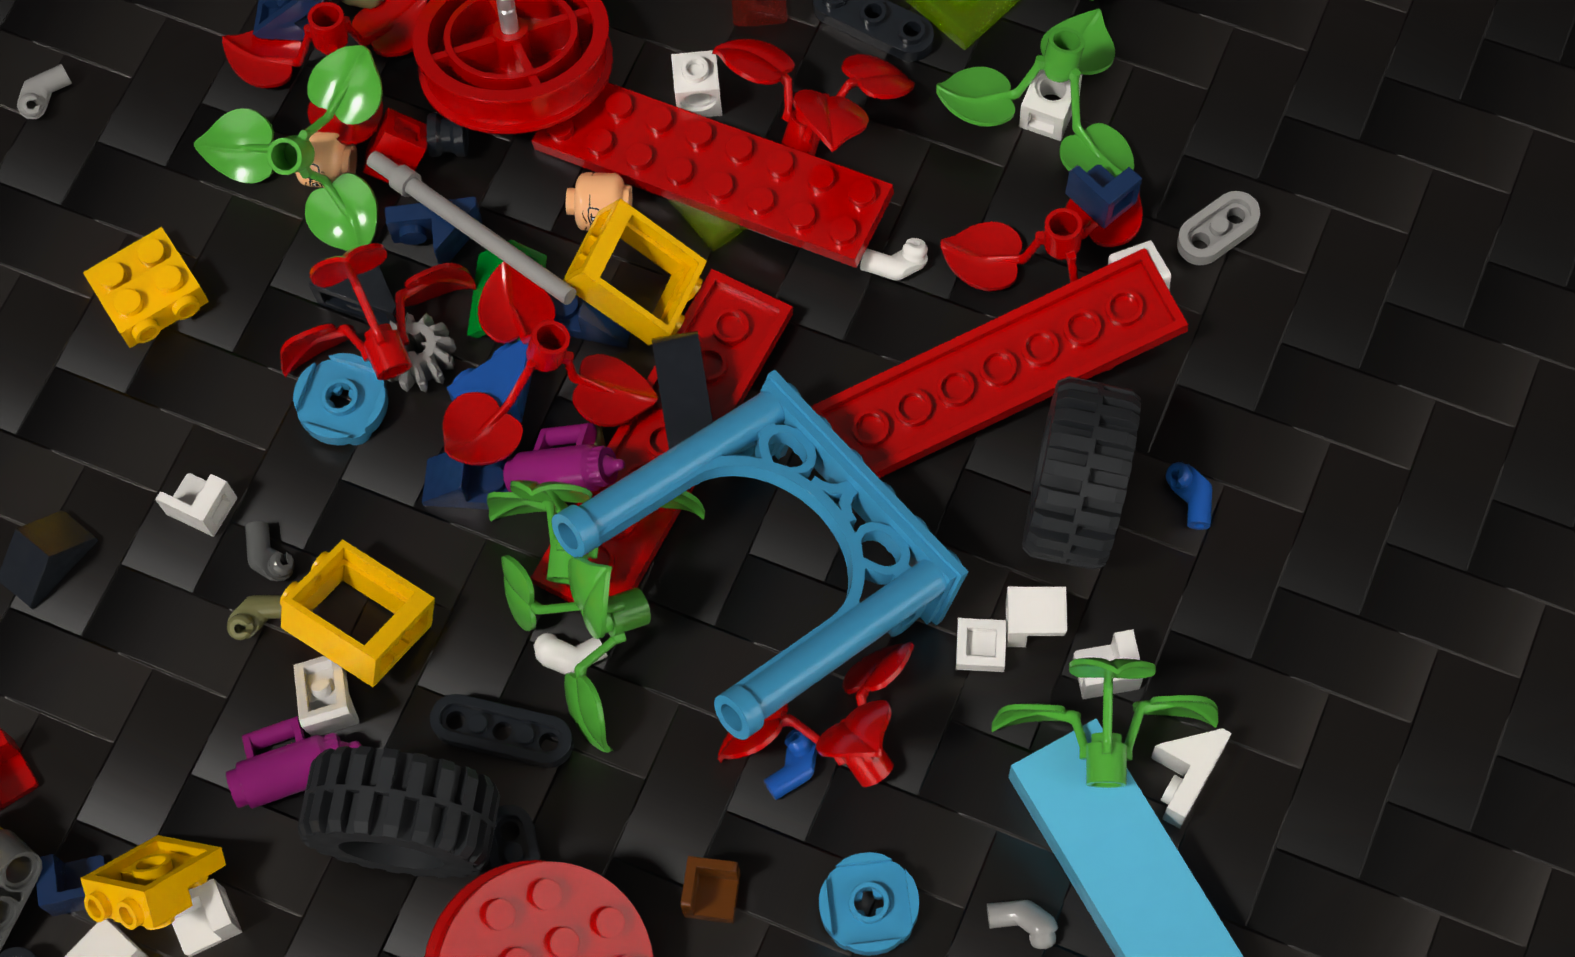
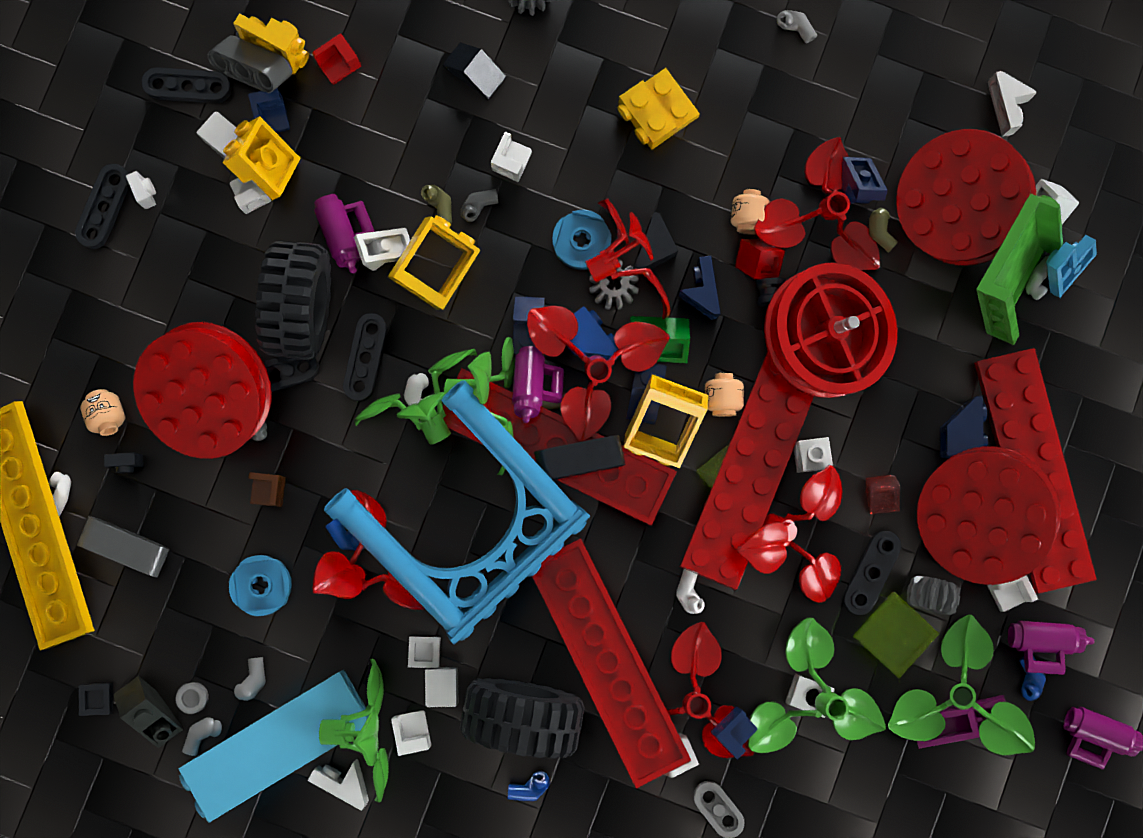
camera: 80 degrees right, 15 degrees up
(244, 148) = (757, 159): bright green plant -> none
(409, 183) = (727, 268): light grey bar -> none

